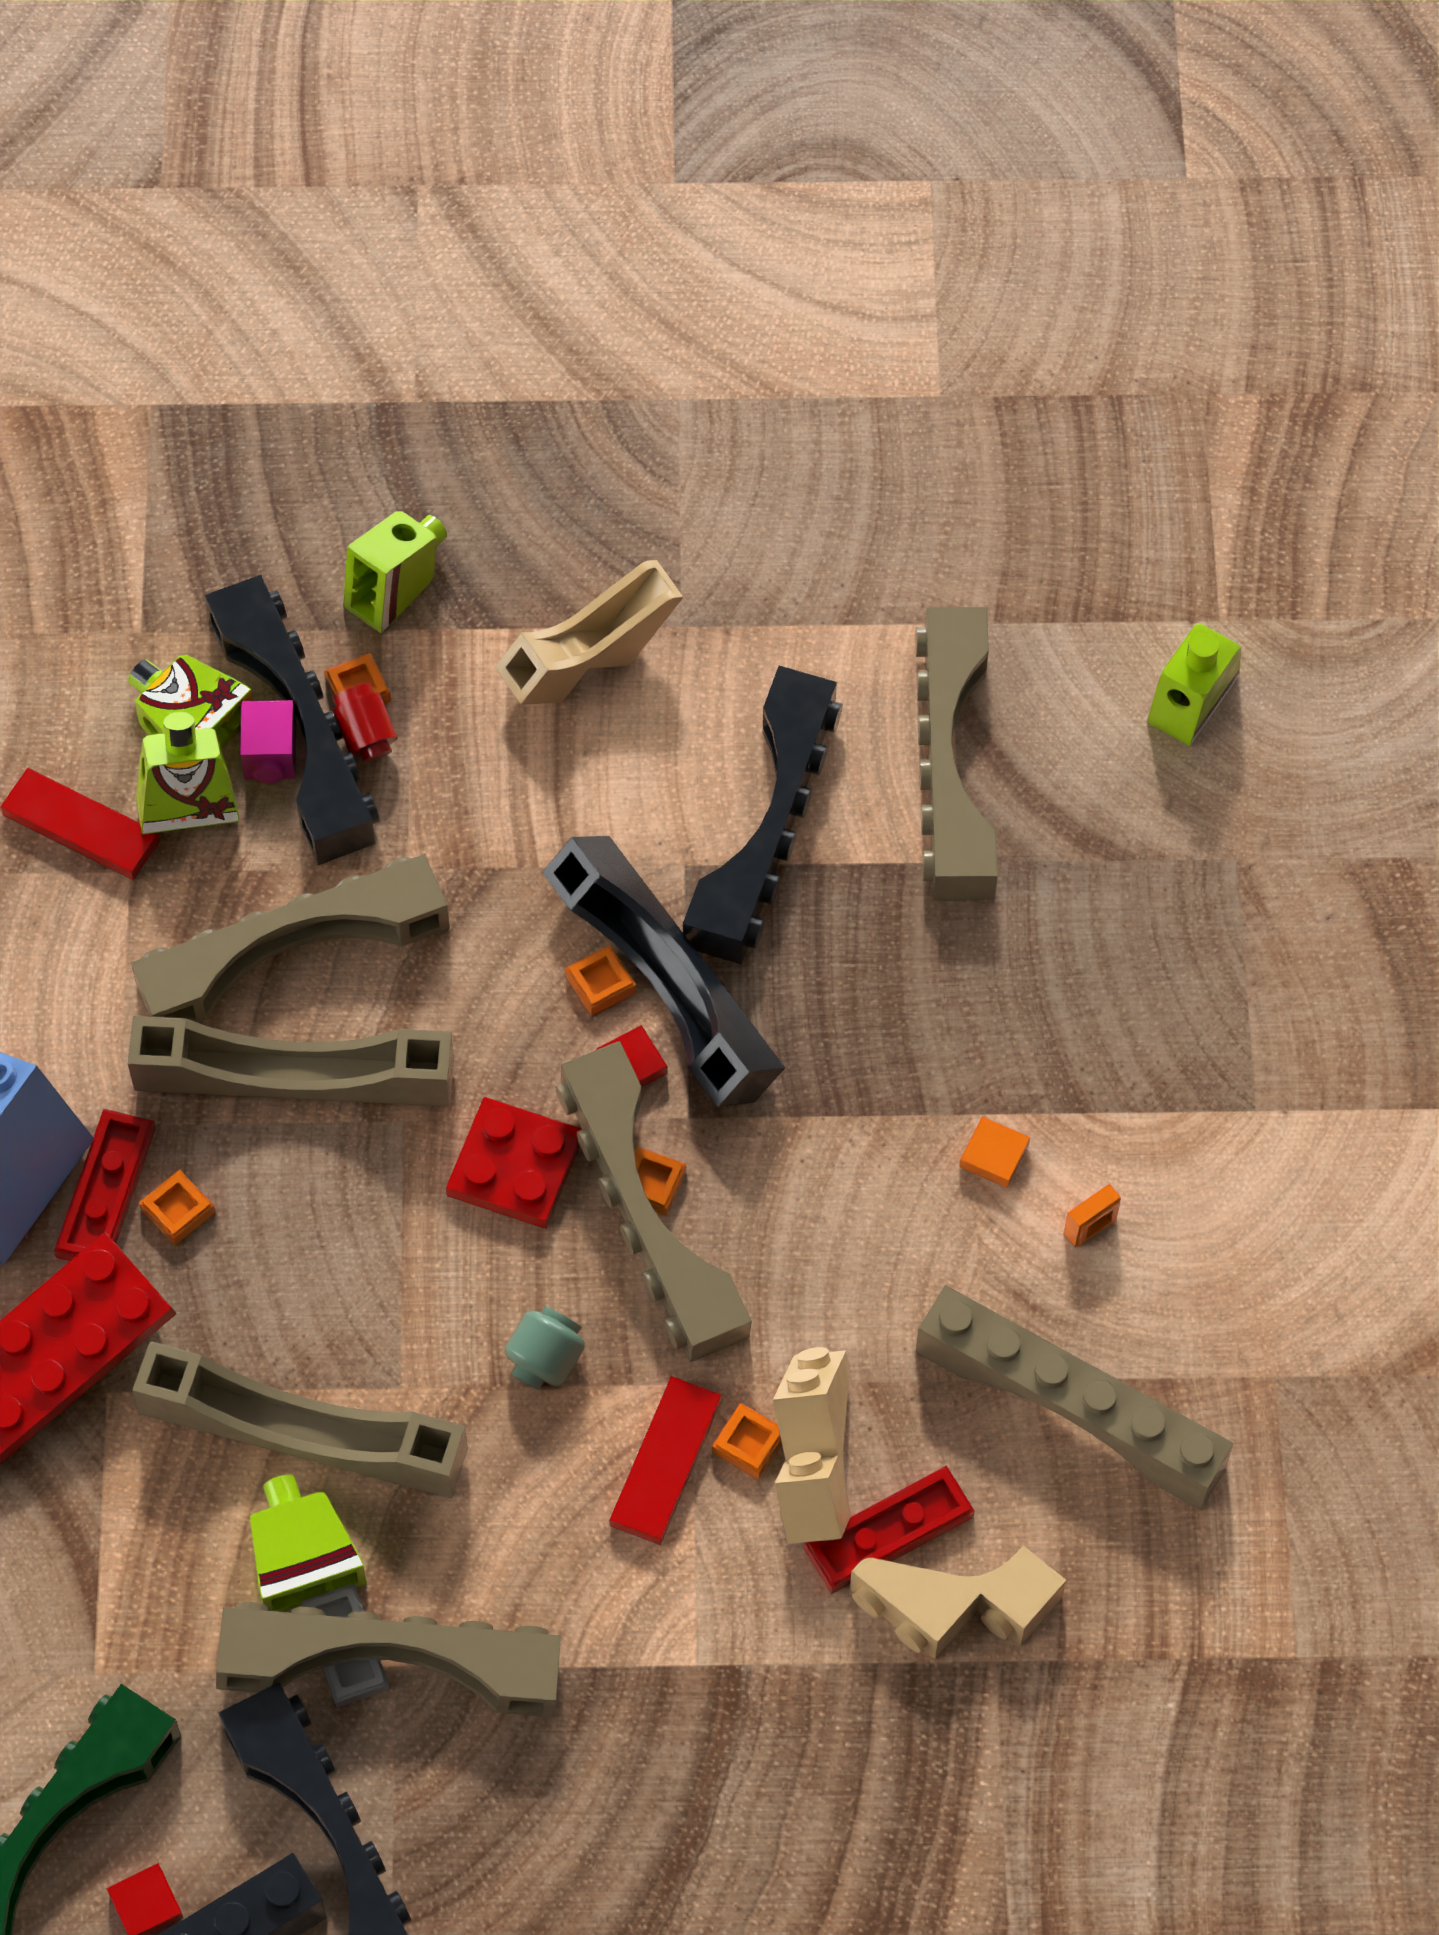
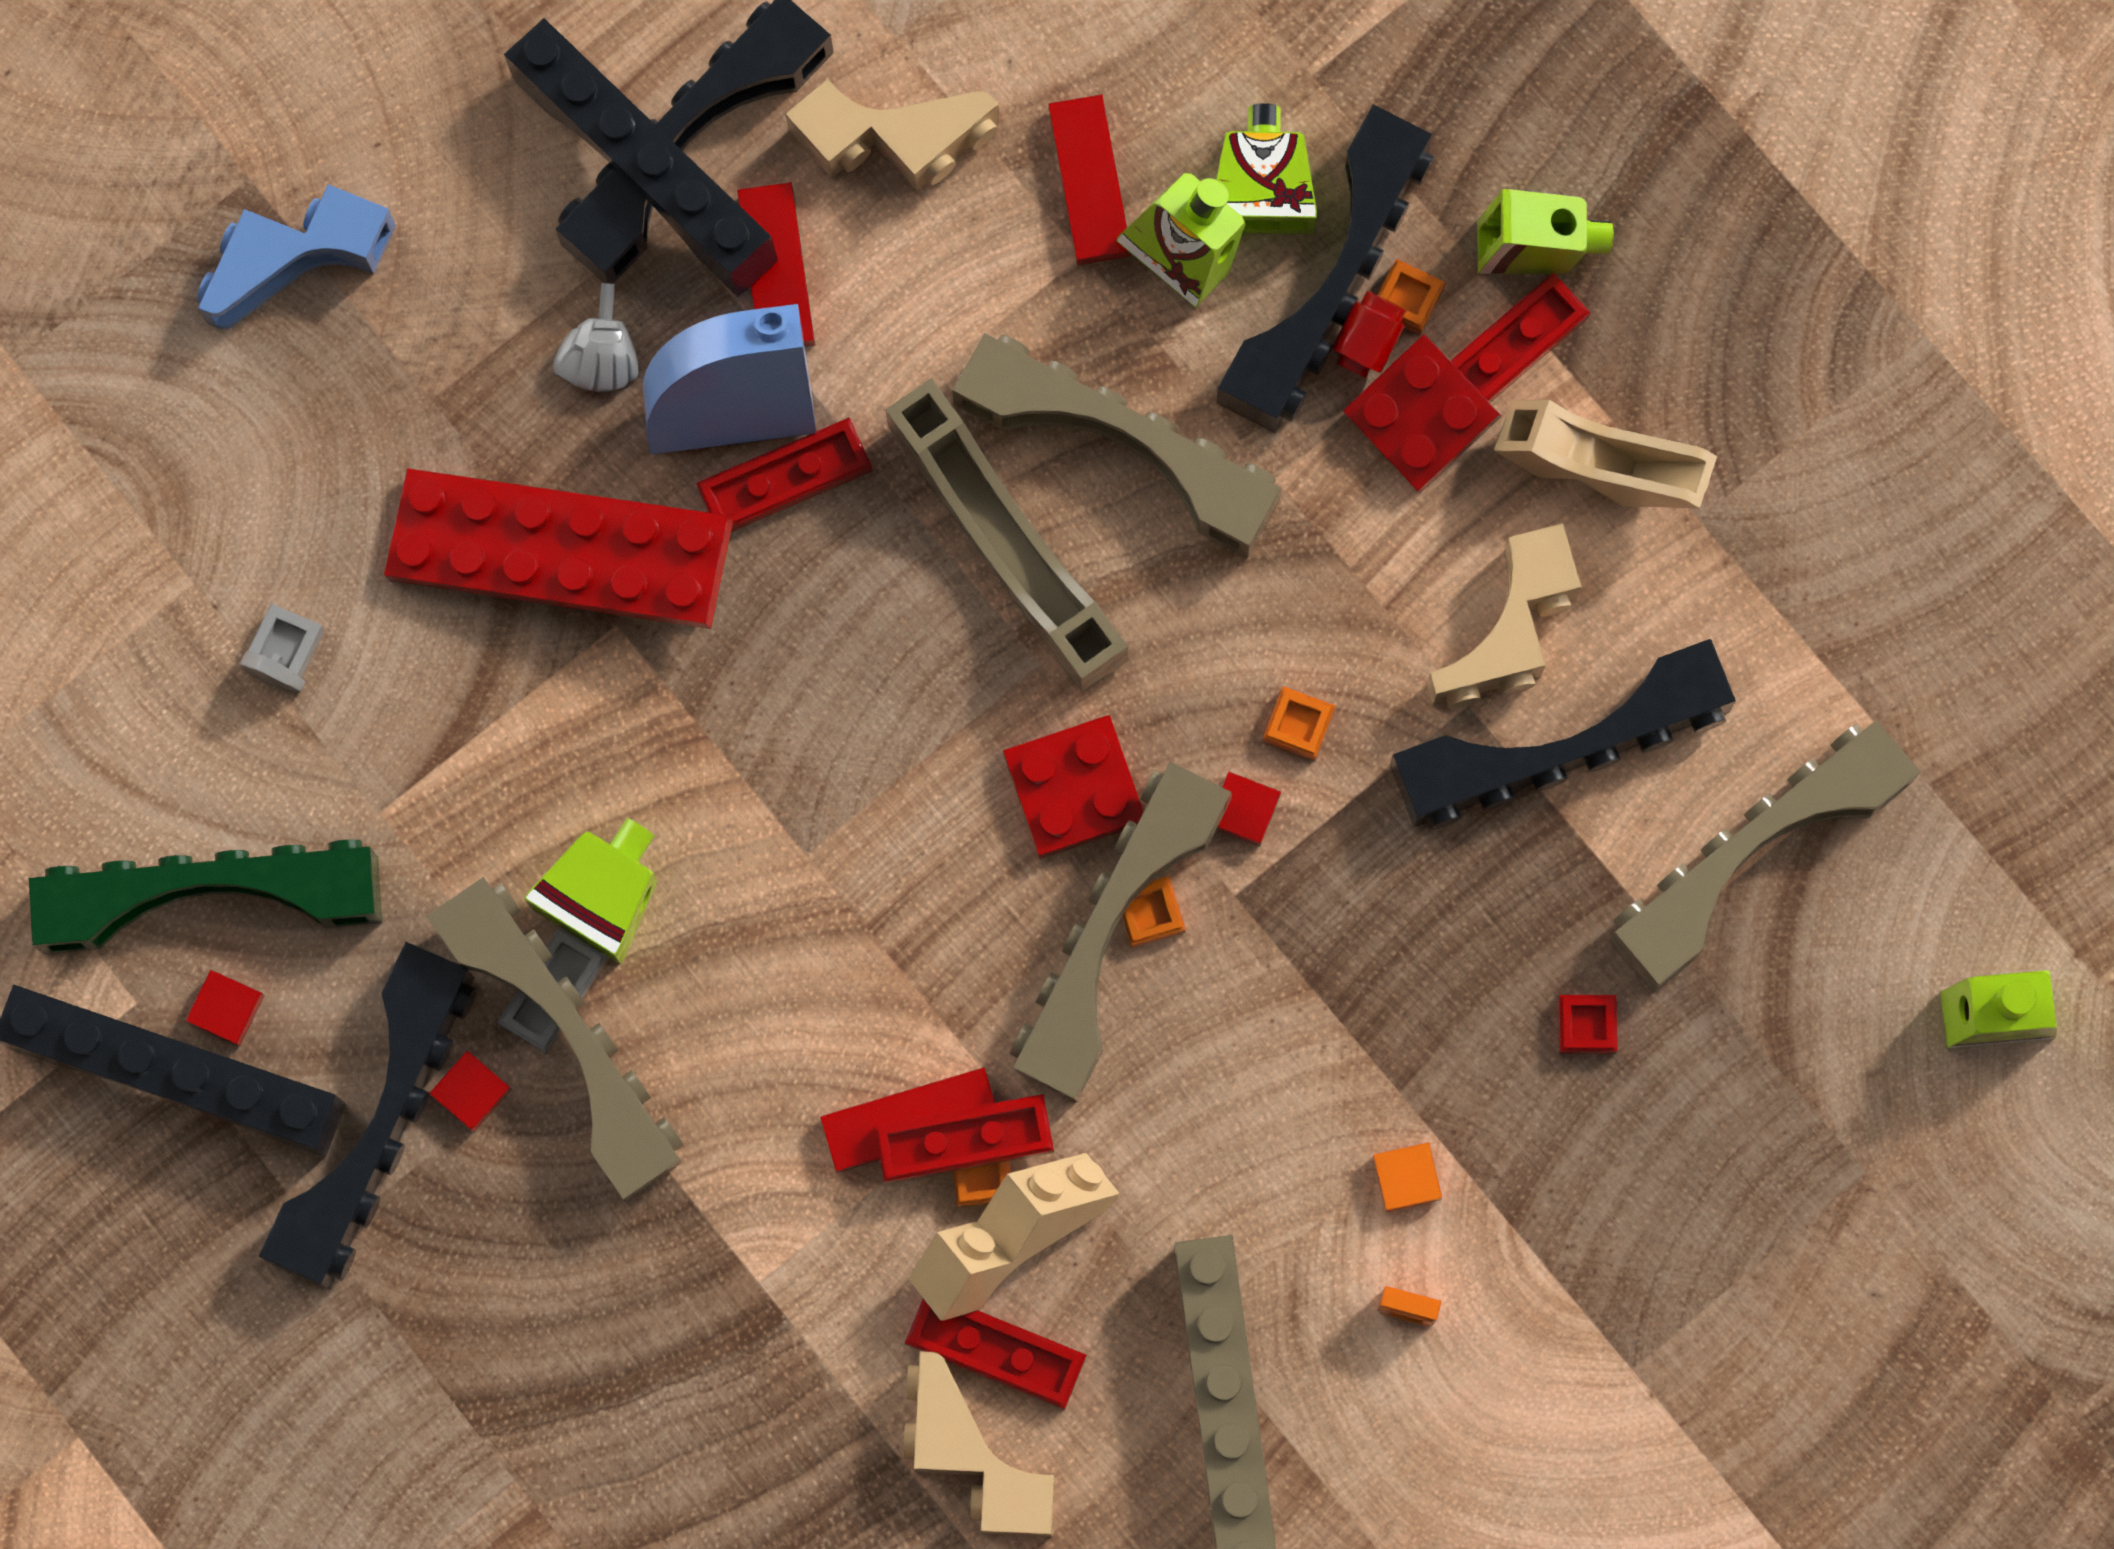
camera: 55 degrees right, 15 degrees up
(177, 1207) = (814, 548): orange tile -> none
(268, 740) = (1288, 269): dark pink brick -> none
(371, 1764) = (470, 1091): none -> red tile
(378, 1444) = (701, 803): dark tan arch -> none
(450, 734) = (1422, 413): none -> red plate
(453, 651) = (1521, 337): none -> red tile
(544, 1348) = (924, 946): sand green head -> none
(637, 749) = (1510, 657): none -> tan arch
(714, 1427) = (964, 1139): none -> red tile
(718, 1037) = (1375, 669): black arch -> none
(982, 954) = (1587, 1024): none -> red tile

